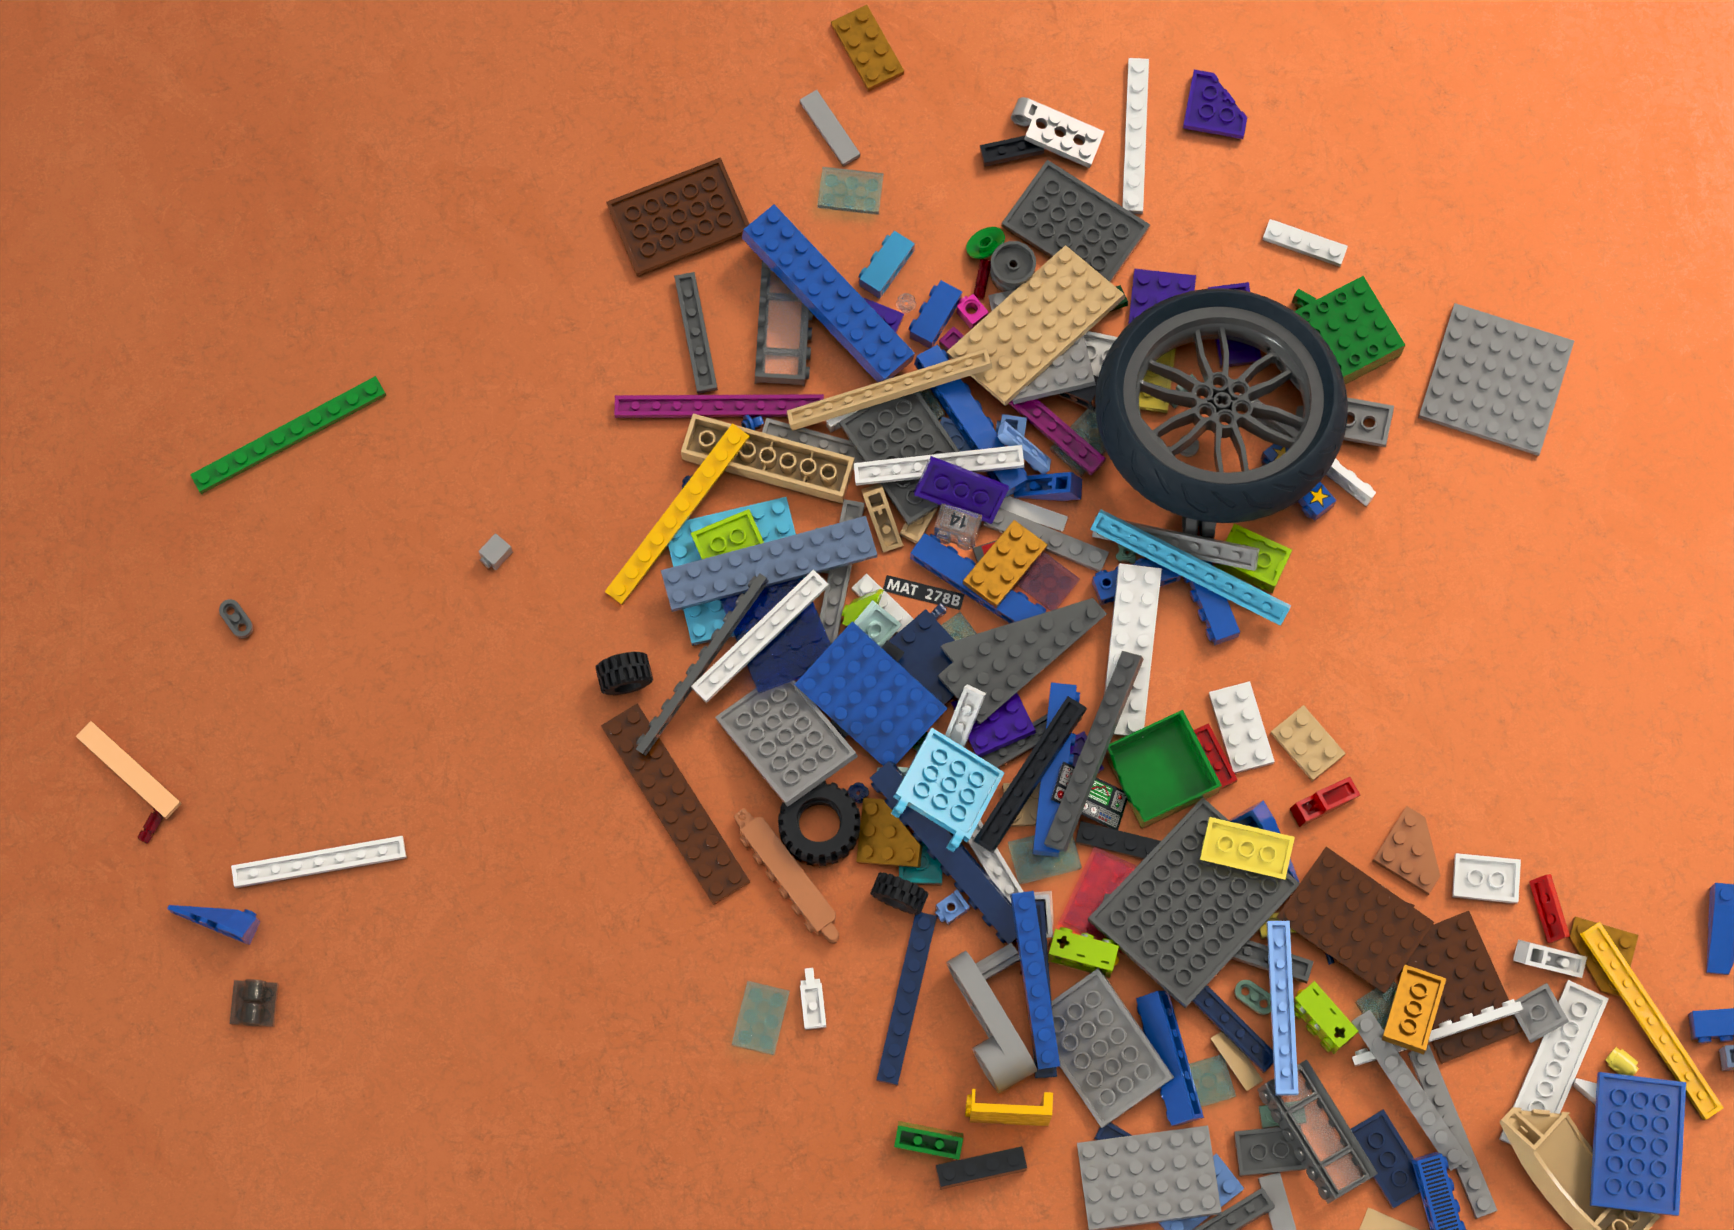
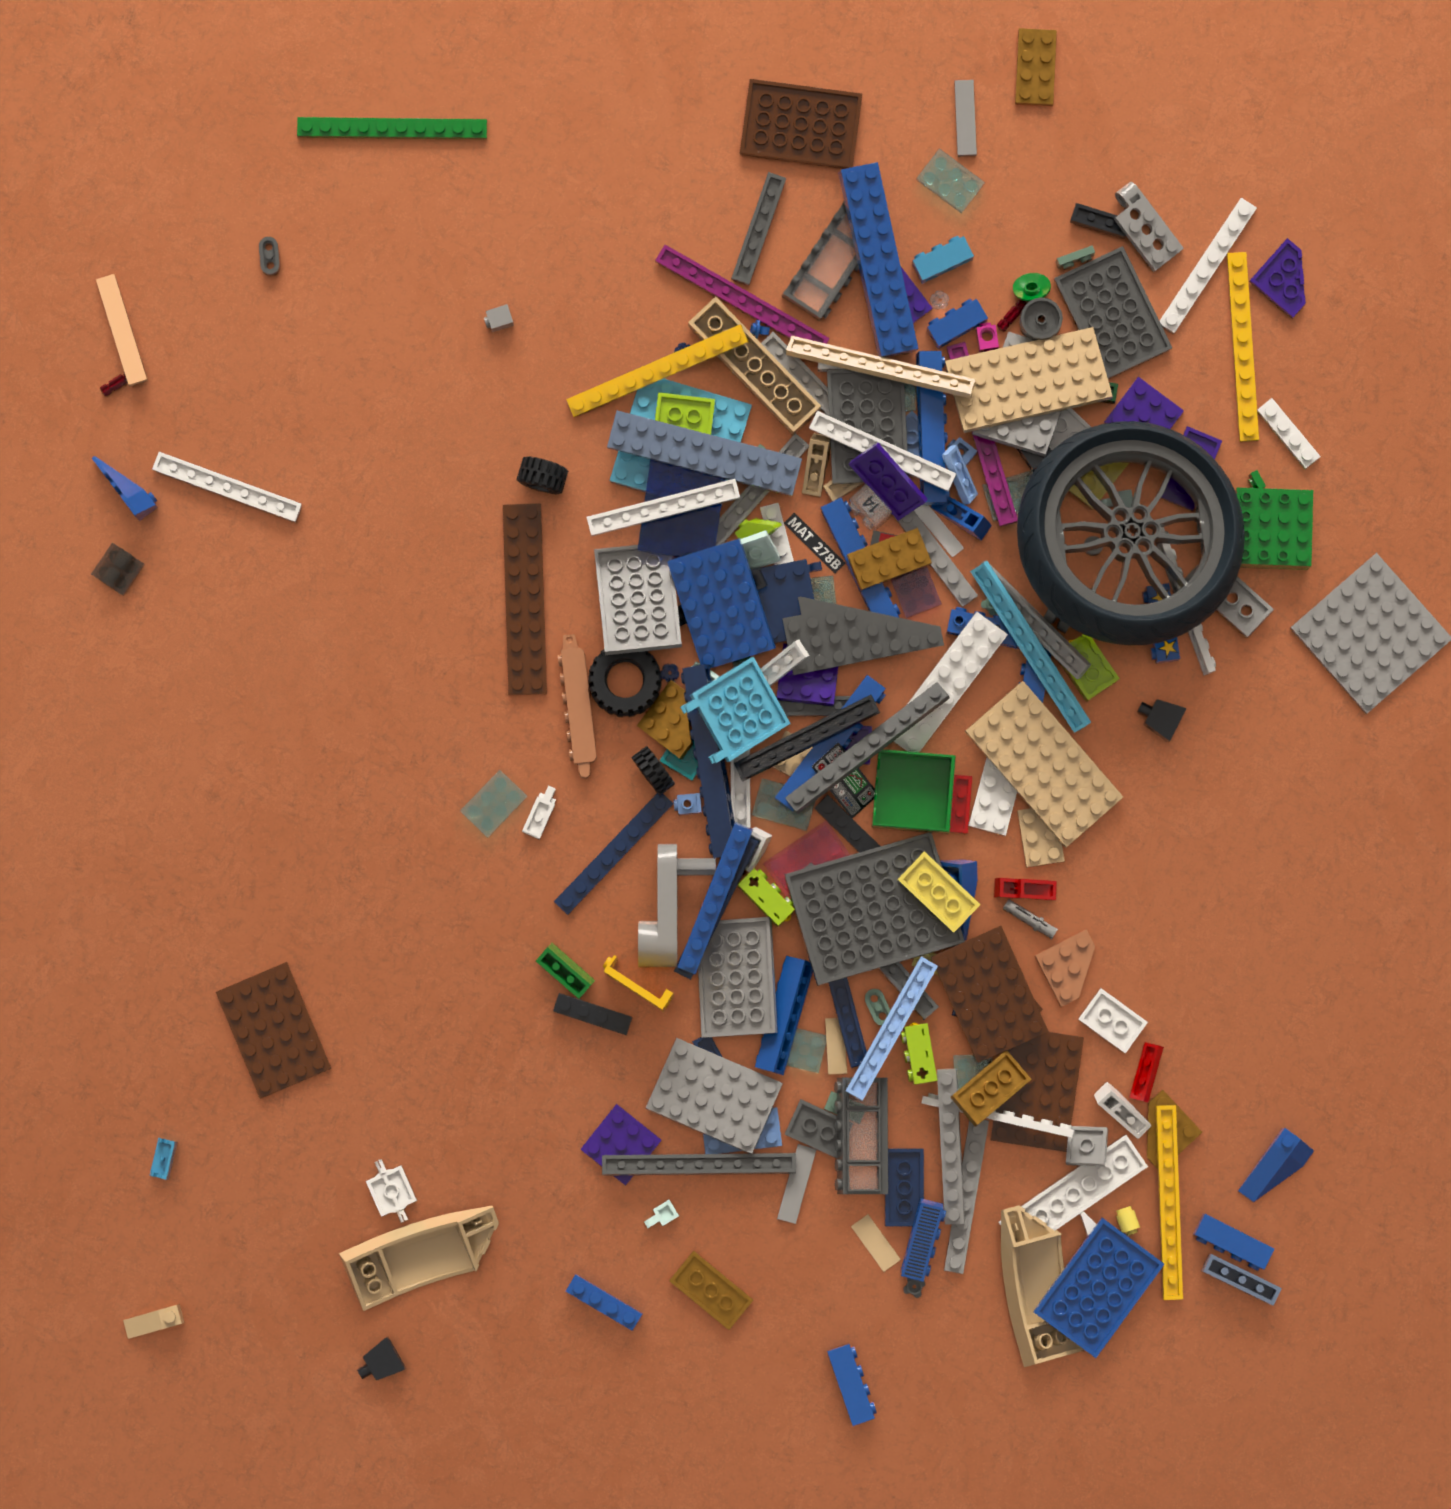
camera: 30 degrees right, 10 degrees up
(696, 670) = (612, 500): dark grey plate -> none
(1005, 199) = (1083, 255): none -> sand green plate
(1214, 189) = (1242, 347): none -> yellow plate
(1270, 671) = (1044, 764): none -> tan plate
(1347, 827) = (1030, 919): none -> light grey pin
(1353, 566) = (1162, 718): none -> black torso

